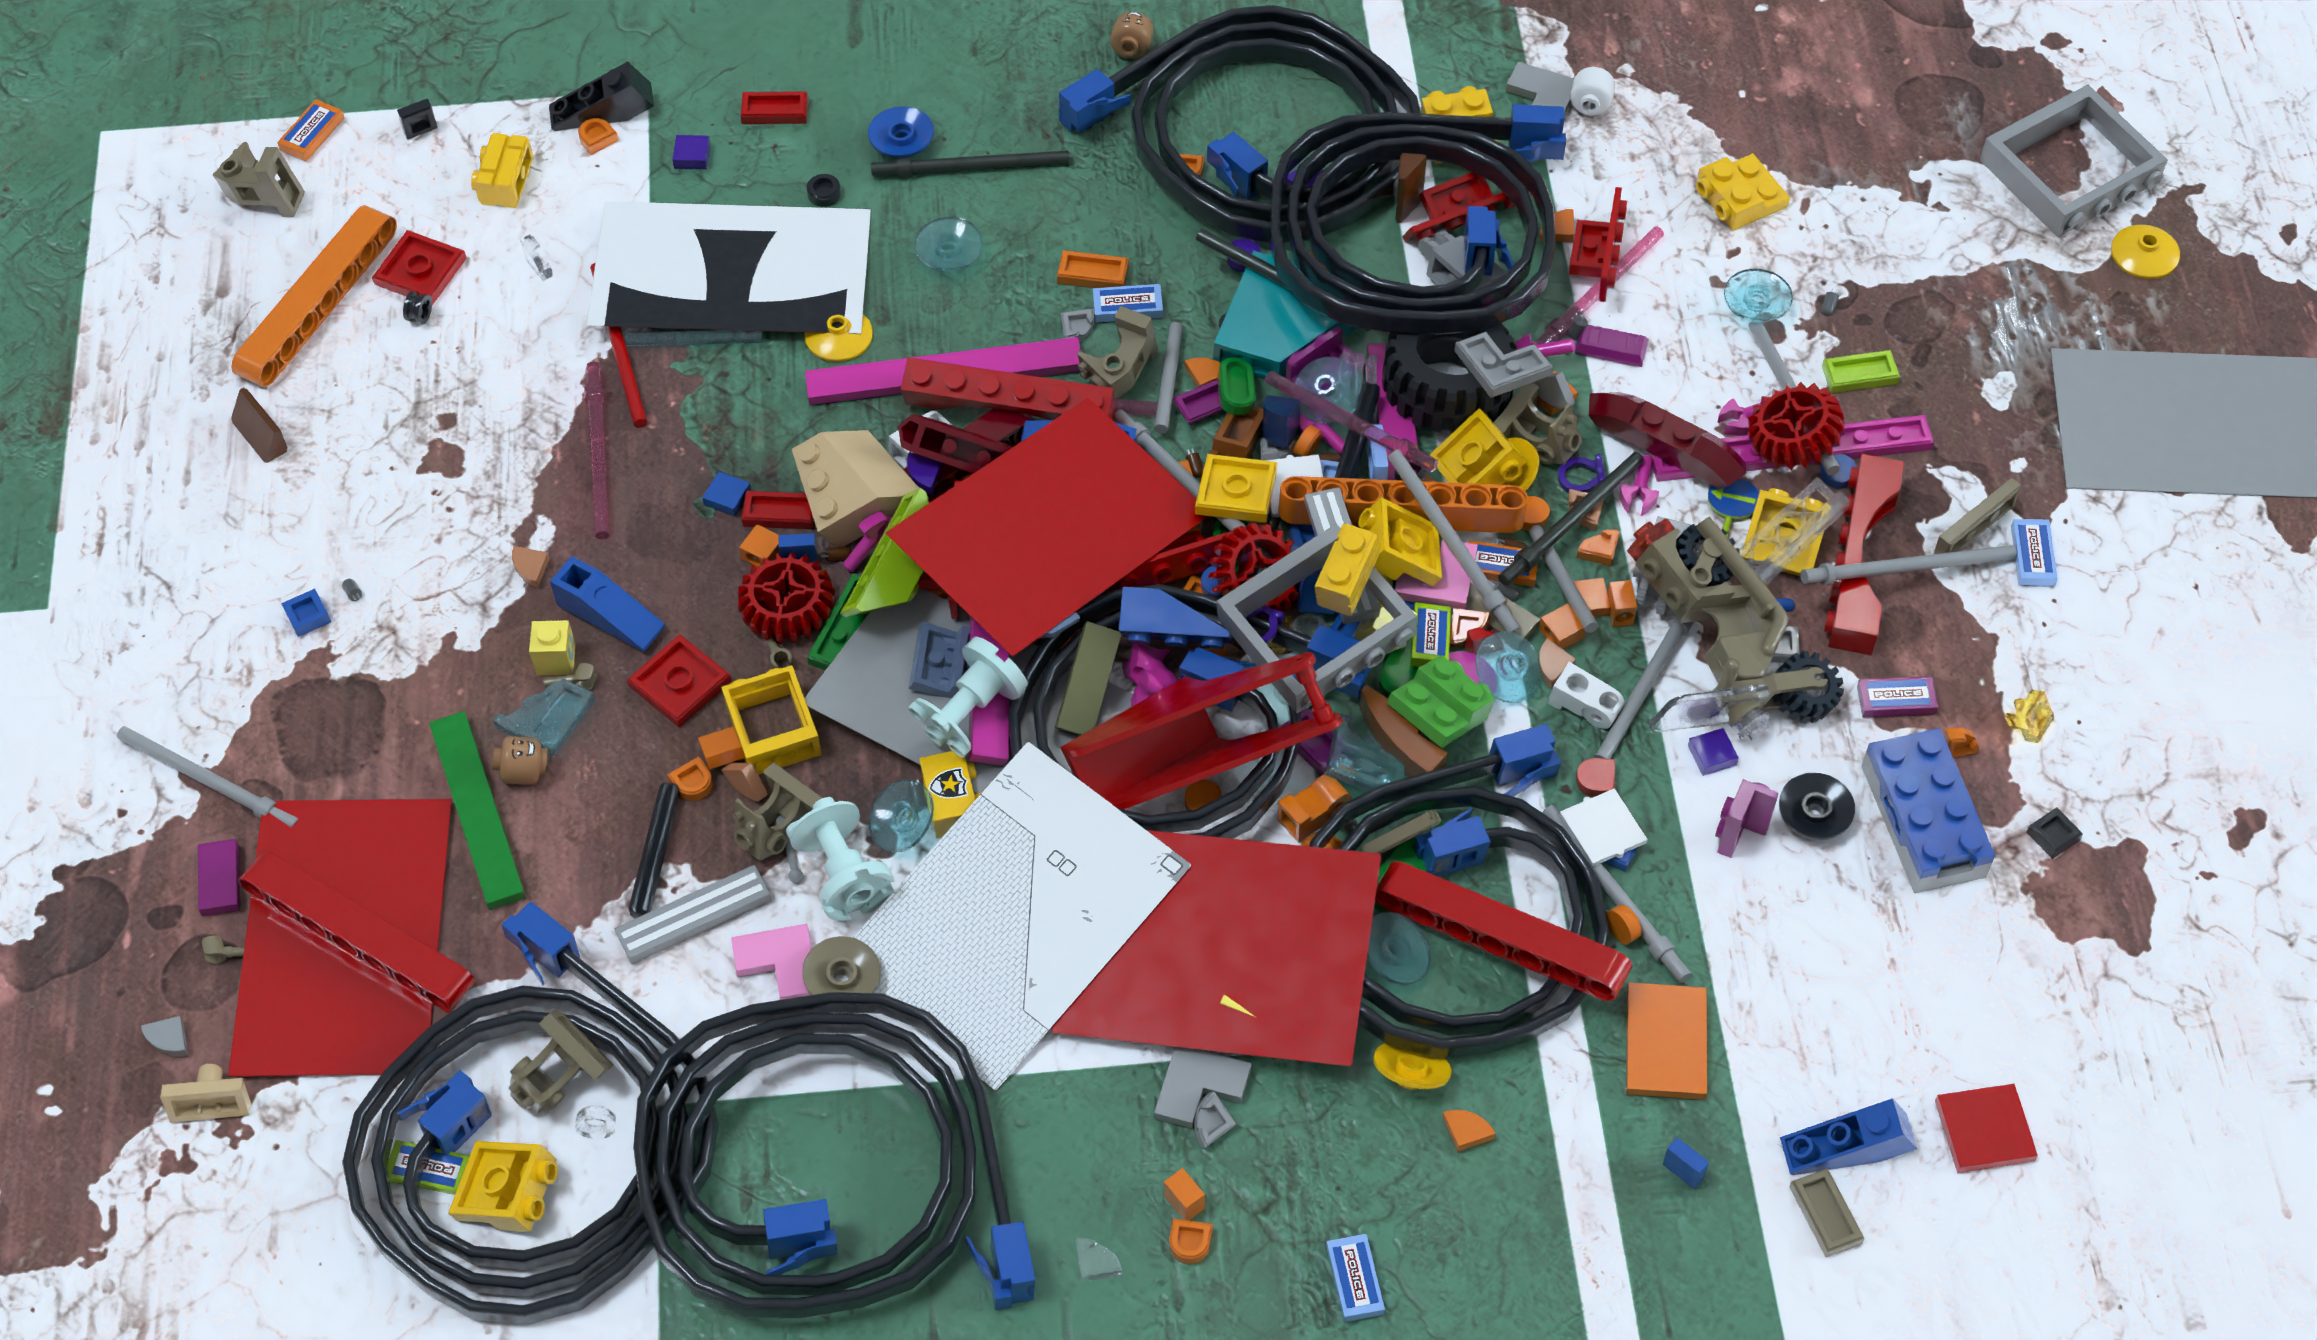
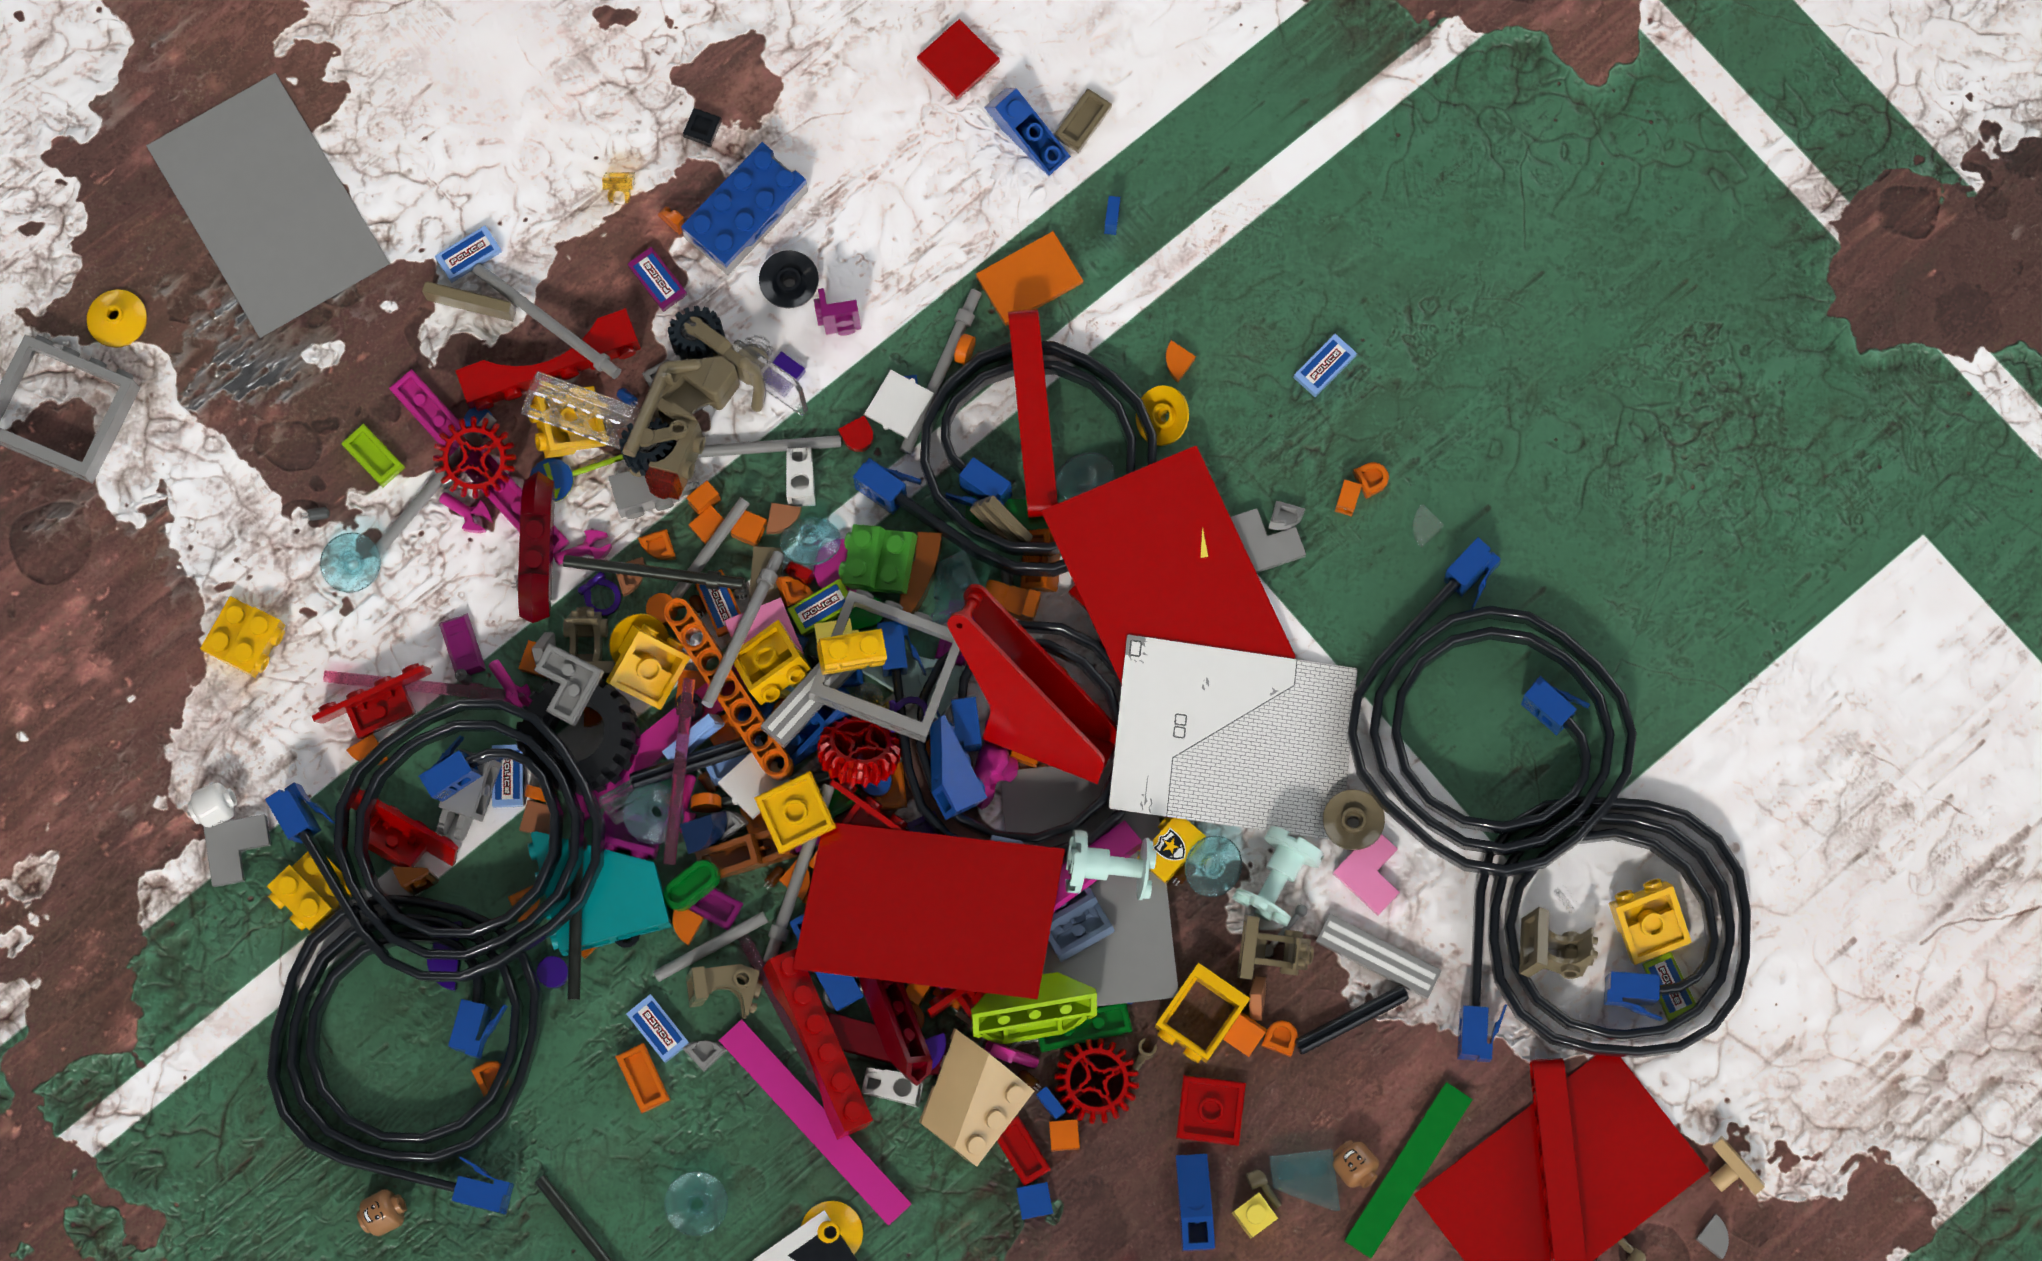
camera: 125 degrees left, 20 degrees up
(1088, 679) = (1025, 808): olive tile -> none

